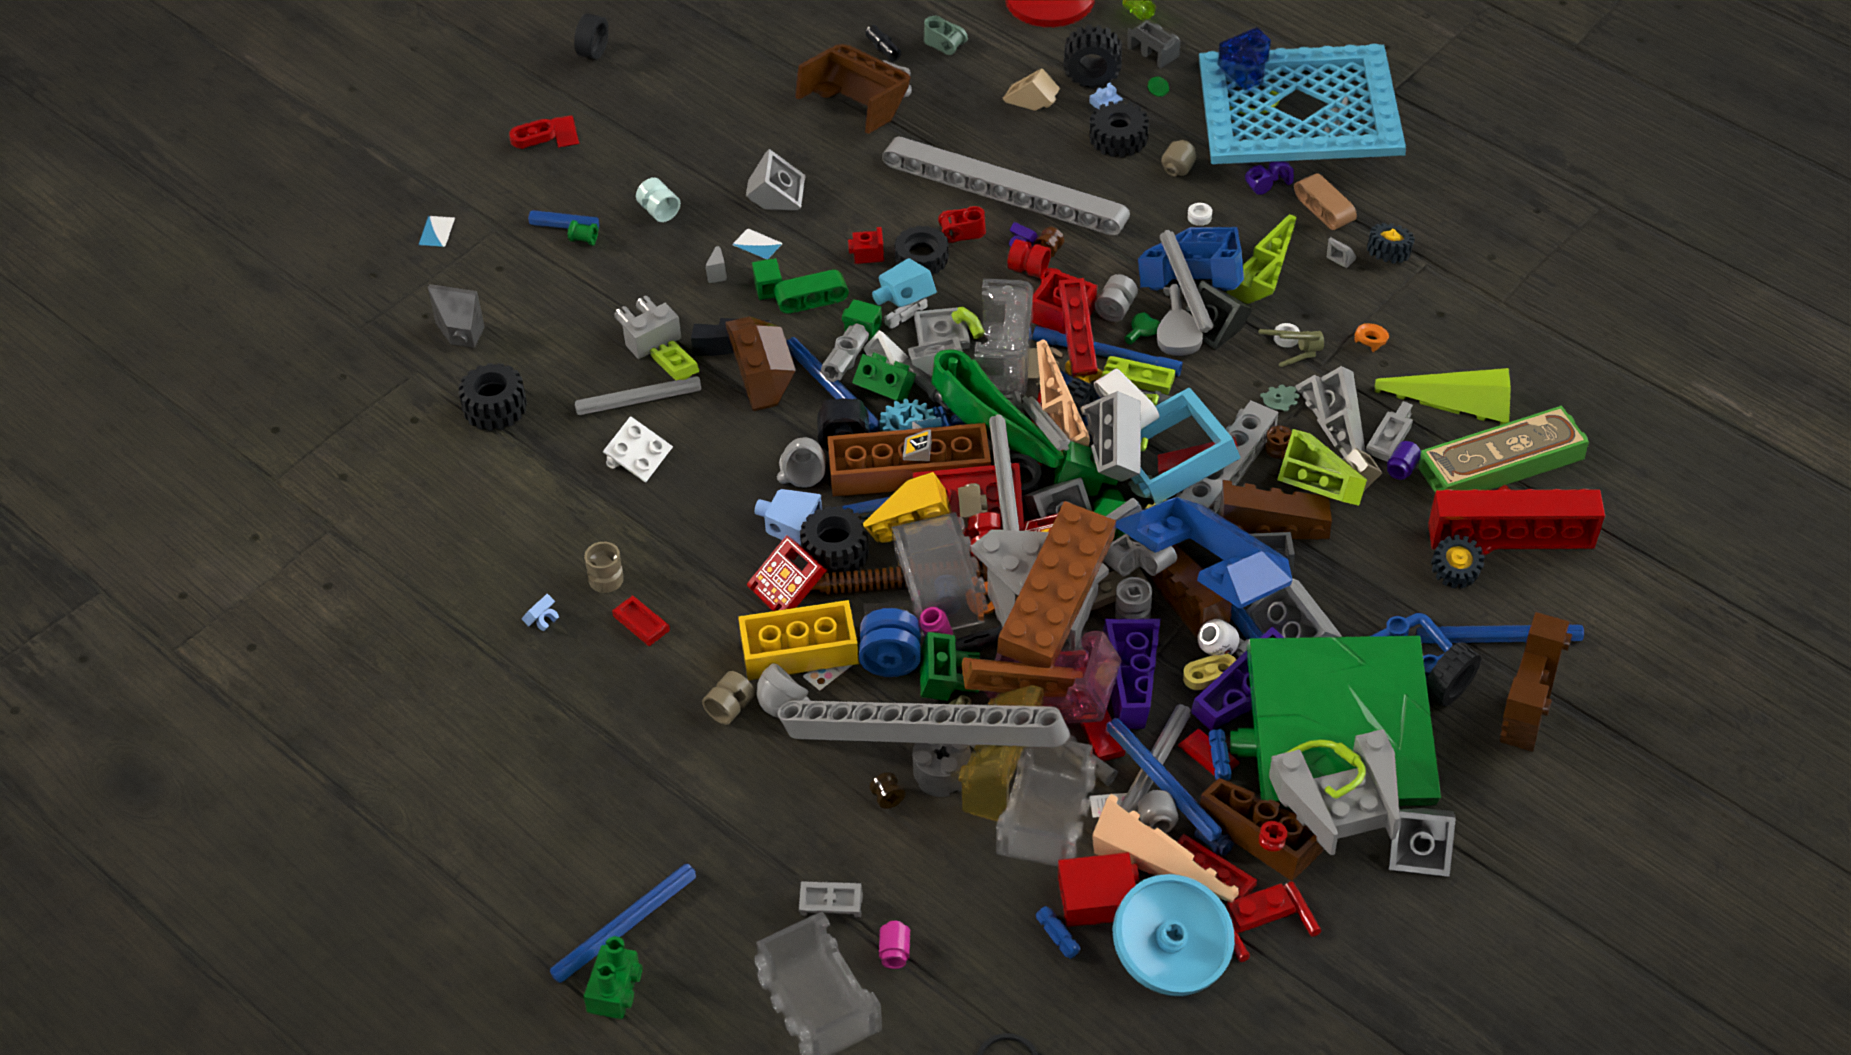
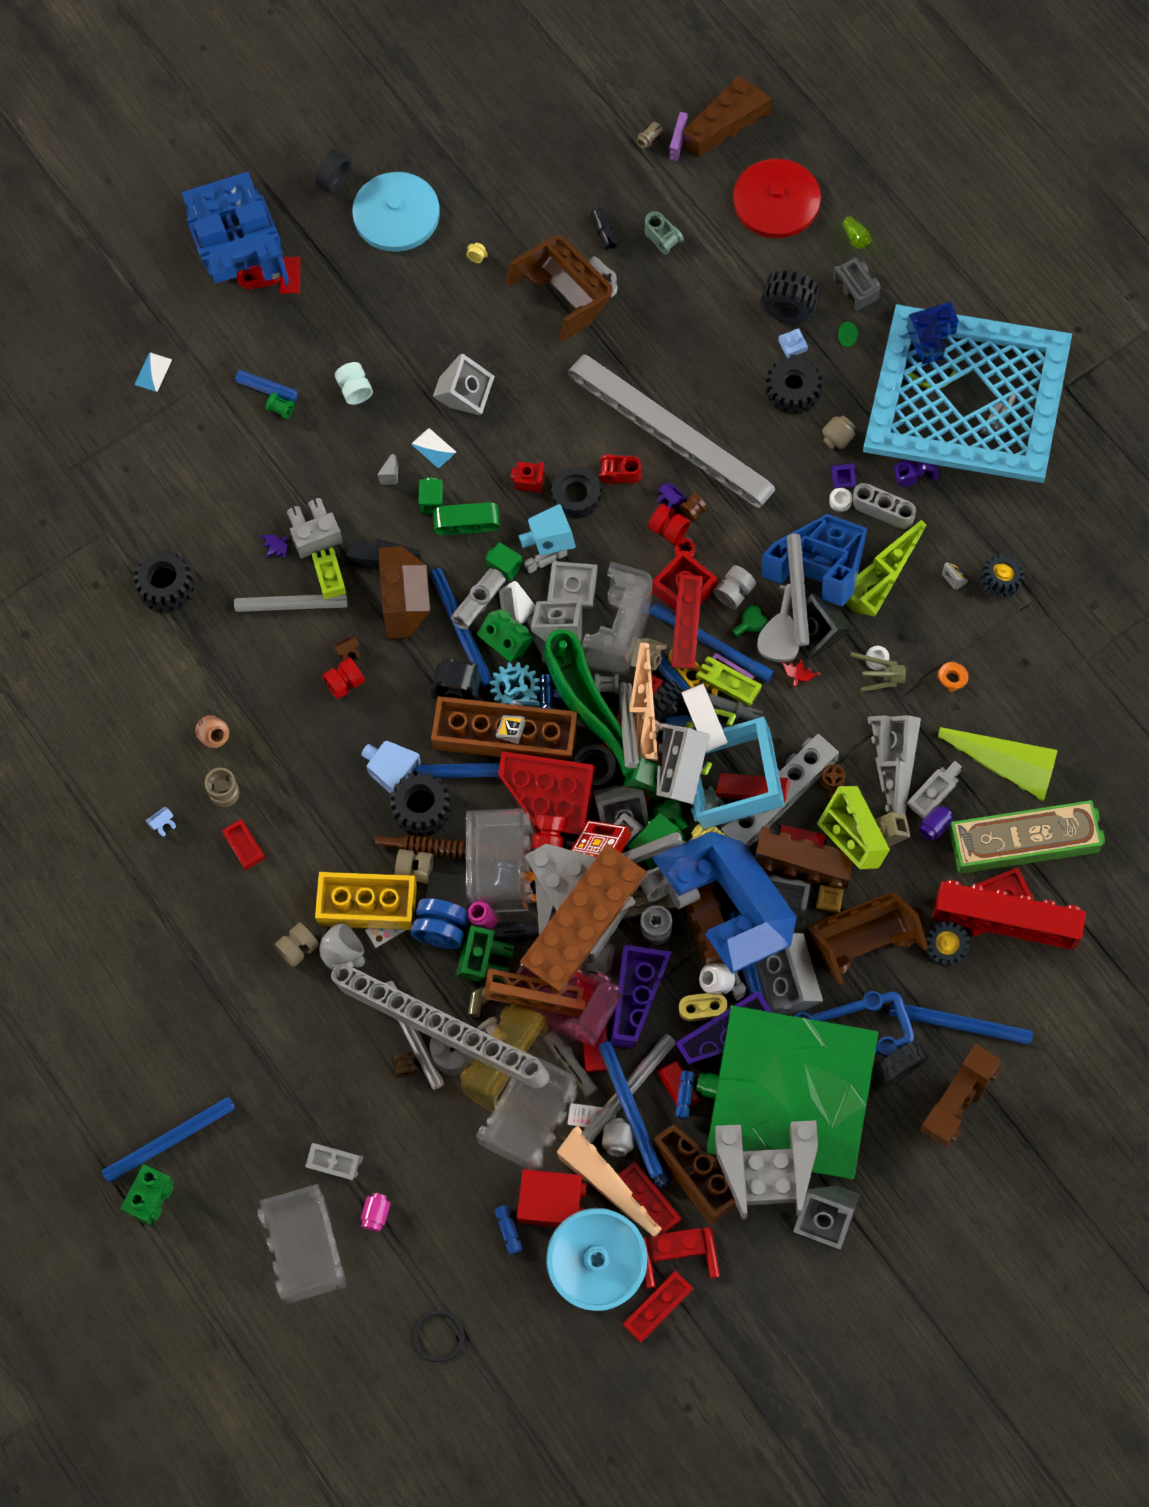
camera: 15 degrees right, 20 degrees up
(457, 314) = (151, 485): flat silver slope -> none
(502, 94) = (241, 246): none -> blue piece
(580, 518) = (212, 731): none -> nougat head
(607, 350) = (276, 545): none -> dark purple piece
(636, 449) = (277, 664): white hinge -> none
(663, 64) = (396, 211): none -> medium azure dish
(711, 420) = (346, 646): none -> reddish brown tile
(715, 447) = (343, 678): none -> red wheel
(757, 85) = (476, 252): none -> light yellow plate
(780, 581) = (365, 835): red container -> none
(802, 463) = (413, 712): light grey piece -> none
(850, 591) = (406, 861): none -> dark tan wheel
(906, 780) = (421, 1052): none -> light grey axle
(913, 501) = (491, 793): yellow slope -> none
(970, 319) = (598, 582): lime arm -> none
(971, 501) = (543, 799): dark tan brick -> none
(1004, 473) = (575, 783): light grey axle -> none
(1033, 91) = (726, 321): tan slope -> none
(1195, 193) = (843, 475): none -> dark purple slope
(1208, 361) = (798, 672): none -> red piece
(1247, 208) = (889, 515): none -> light grey beam
(1259, 977) = (657, 1307): none -> red tile
(1274, 828) = (706, 1194): red bush -> none
(1280, 398) = (850, 727): sand green piece -> none
(1314, 550) = (829, 899): none -> pearl gold tile
(1325, 201) = (958, 512): medium nougat beam -> none
(1347, 754) = (781, 1136): lime piece -> none
(1371, 564) = (864, 929): none -> reddish brown windscreen

